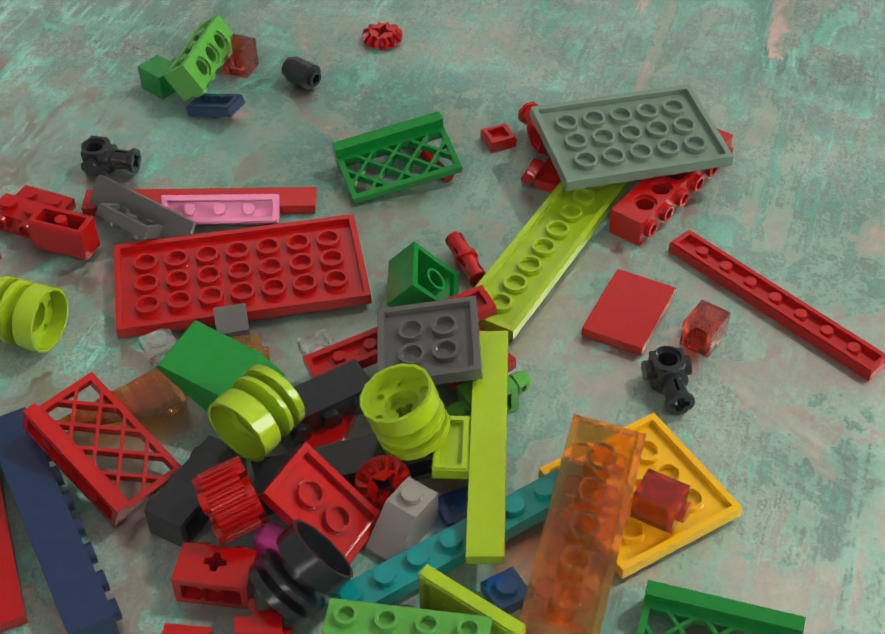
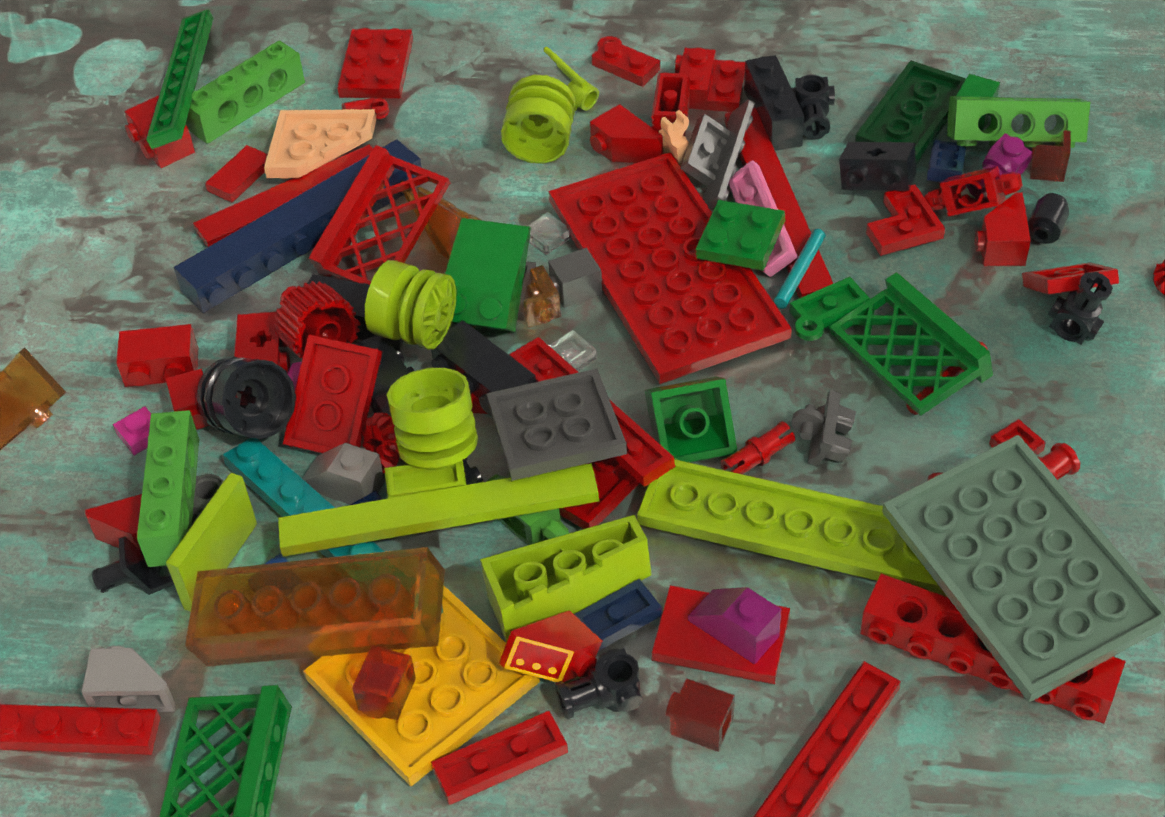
camera: 80 degrees right, 5 degrees up
(76, 173) = (774, 101): none -> black brick
(76, 268) = (624, 137): none -> red slope
(106, 236) = (673, 136): none -> light nougat plate
(148, 111) = (912, 108): none -> dark green plate
(207, 133) = (878, 166): none -> black brick
(238, 76) = (1008, 155): none -> magenta connector
(246, 215) = (740, 234): none -> green plate
(269, 134) = (911, 222): none -> red plate
(273, 84) = (996, 188): none -> red piece
(291, 197) = (799, 268): none -> teal bar
(306, 93) = (1005, 234): none -> red slope
(336, 195) = (825, 307): none -> green hinge
(370, 73) = (1065, 277): none -> red tile
(401, 76) = (1079, 312): none -> black connector
(459, 217) = (821, 426): none -> dark grey hips
(571, 377) = (565, 572): none -> lime wedge
(604, 363) = (621, 613): none -> dark blue plate
(633, 287) = (739, 620): none -> magenta slope
(636, 394) = (552, 648): none -> red slope
(725, 451) = (499, 757): none -> red plate

